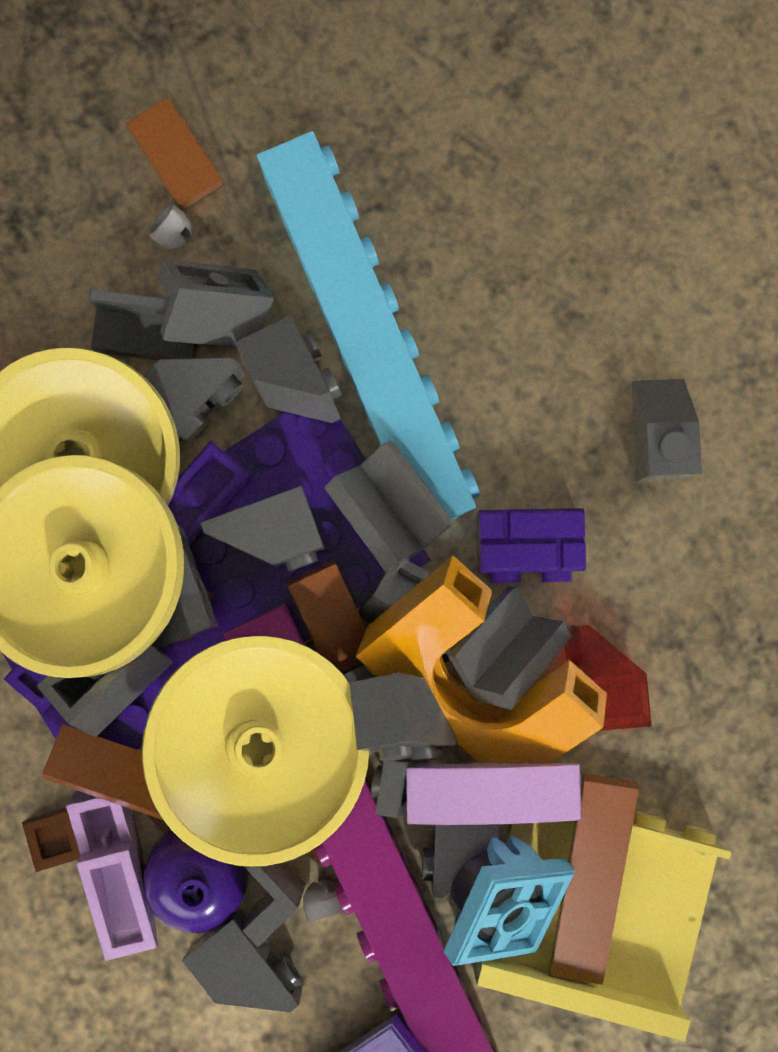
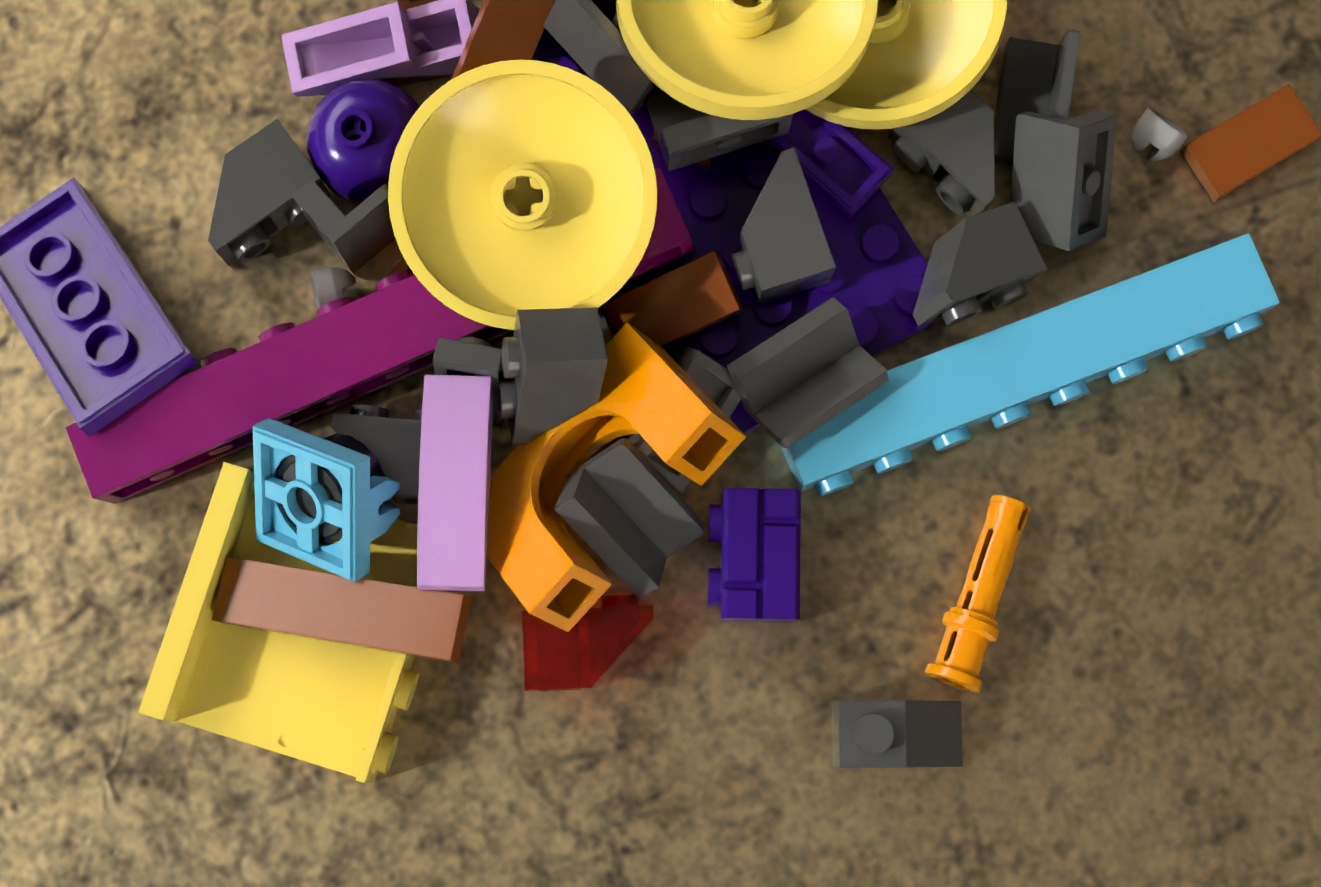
camera: 90 degrees right, 5 degrees down
(574, 372) = (972, 620): none -> light orange pin

